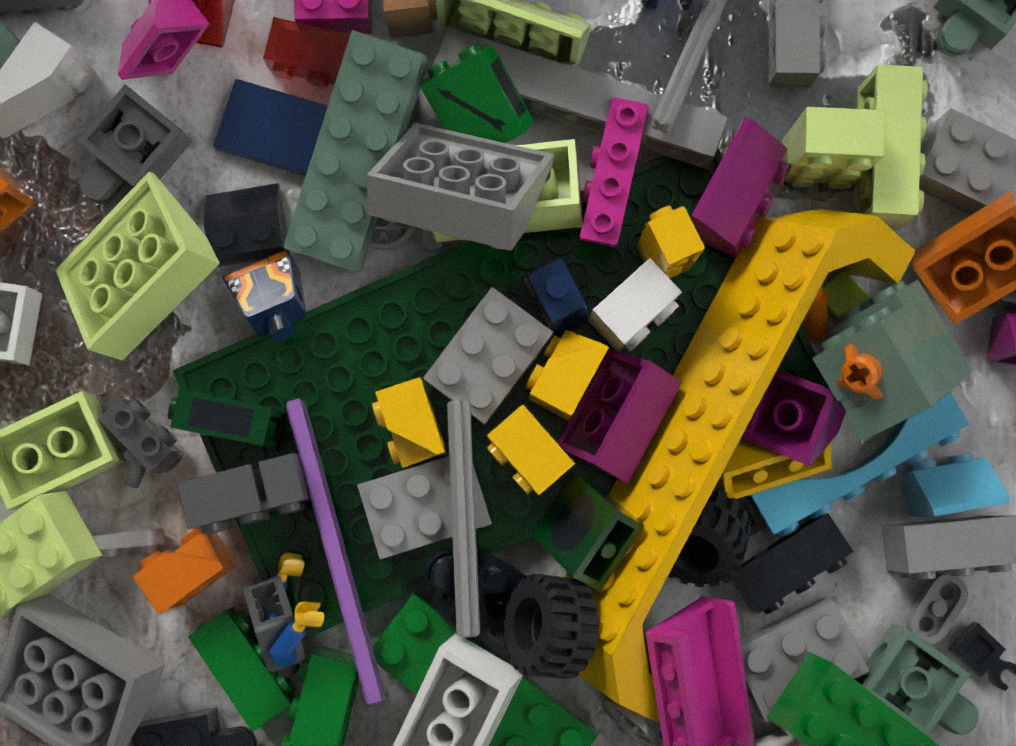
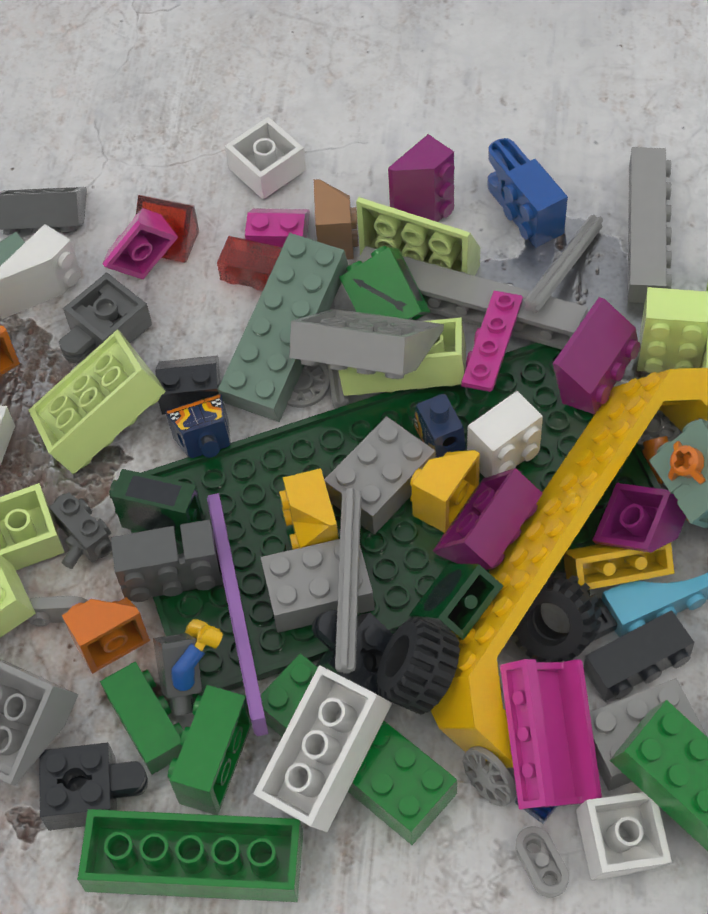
camera: 10 degrees right, 25 degrees down
(270, 127) = (213, 315): dark blue tile -> none
(529, 451) = (409, 537): yellow slope -> none
(670, 241) = (537, 381): yellow brick -> none

